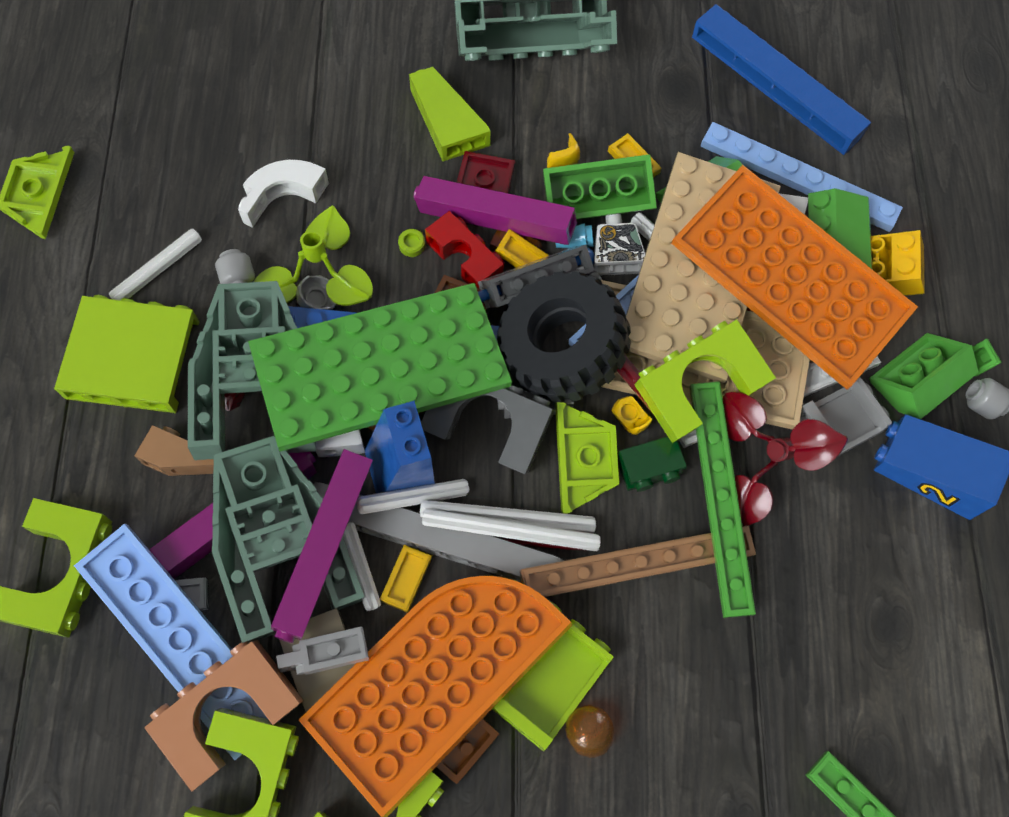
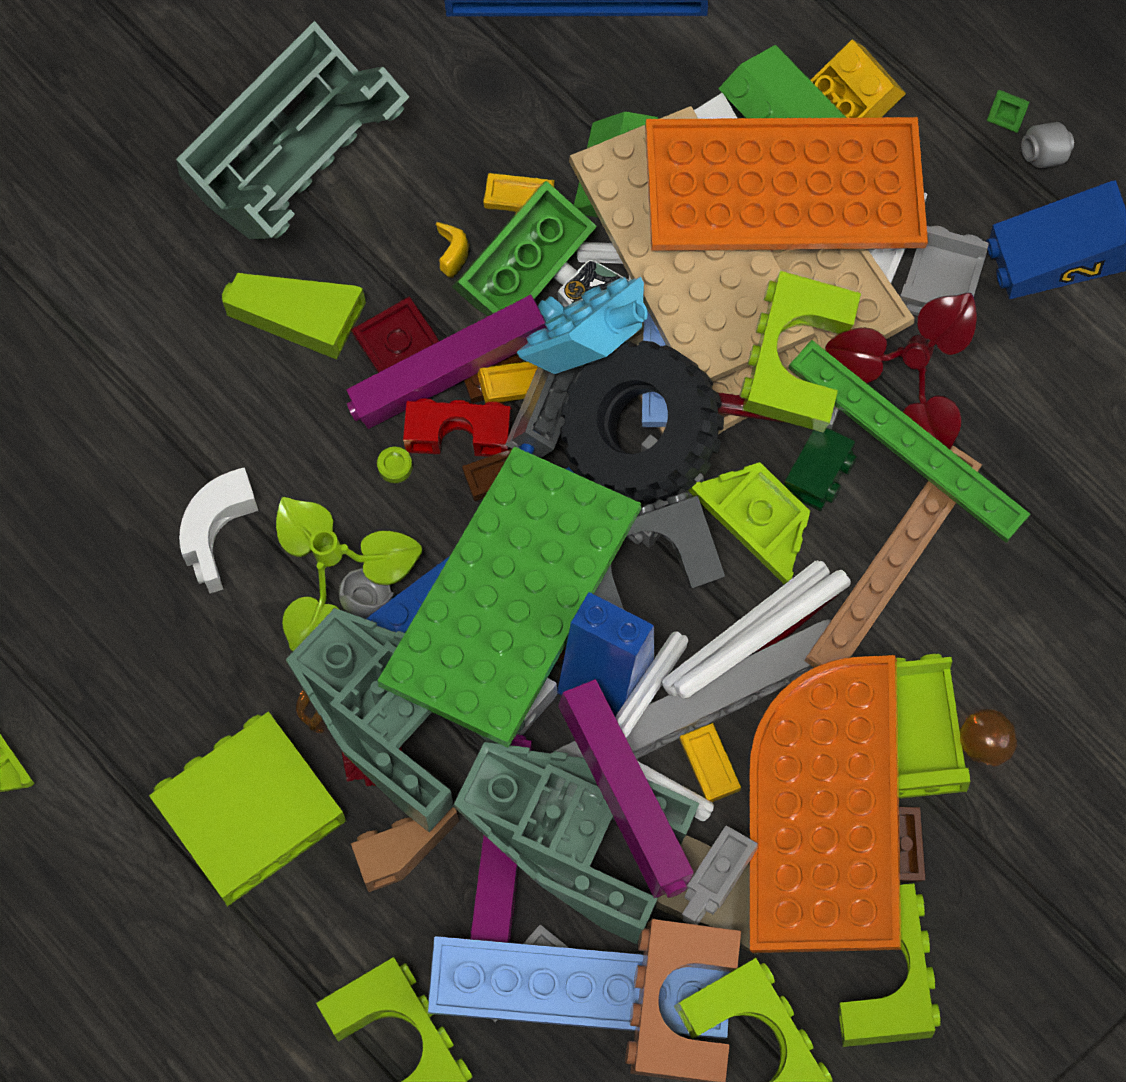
camera: 35 degrees left, 0 degrees up
(156, 265) = (175, 709): white axle -> none
(234, 267) = (261, 641): light grey head -> none
(582, 250) = (589, 327): none -> medium azure slope
(631, 415) = (760, 440): yellow hair -> none
(792, 171) = (678, 75): light blue plate -> none
(925, 374) = (975, 171): bright green slope -> none

